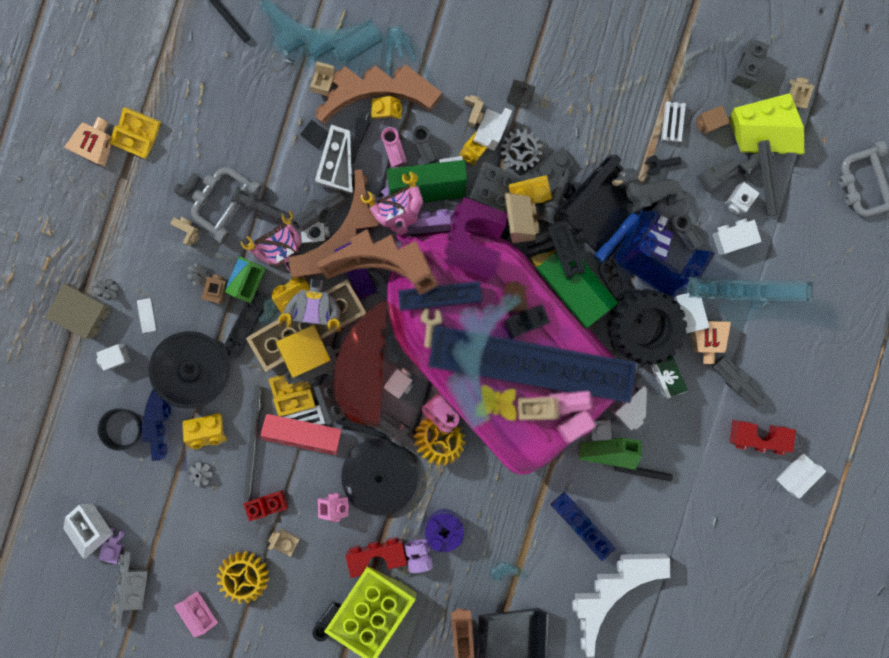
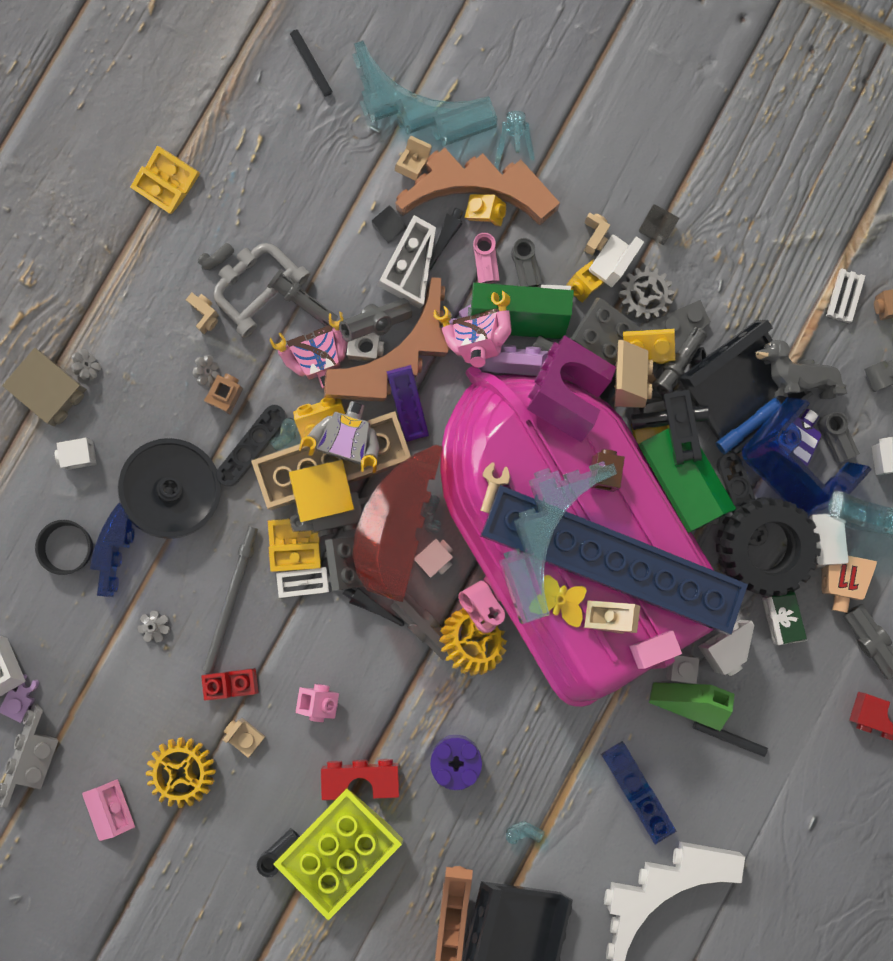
camera: 10 degrees right, 5 degrees down
(91, 142) = (108, 180): light nougat torso -> none
(146, 315) = (128, 410): white sticker -> none
(203, 431) = (170, 572): yellow bracket -> none
(244, 279) = (264, 387): bright green brick -> none
(301, 434) = (294, 600): coral panel -> none
(381, 458) = (409, 670): black dish -> none
(383, 287) = (438, 433): black slope -> none
(385, 254) = (425, 381): nougat arch -> none
(420, 562) = (415, 798): lavender wheel -> none
(440, 296) = (512, 450): dark blue tile -> none
(526, 321) = (616, 504): black slope -> none
(573, 401) = (659, 617): bright pink piece -> none
(661, 164) = (819, 345): black bar -> none

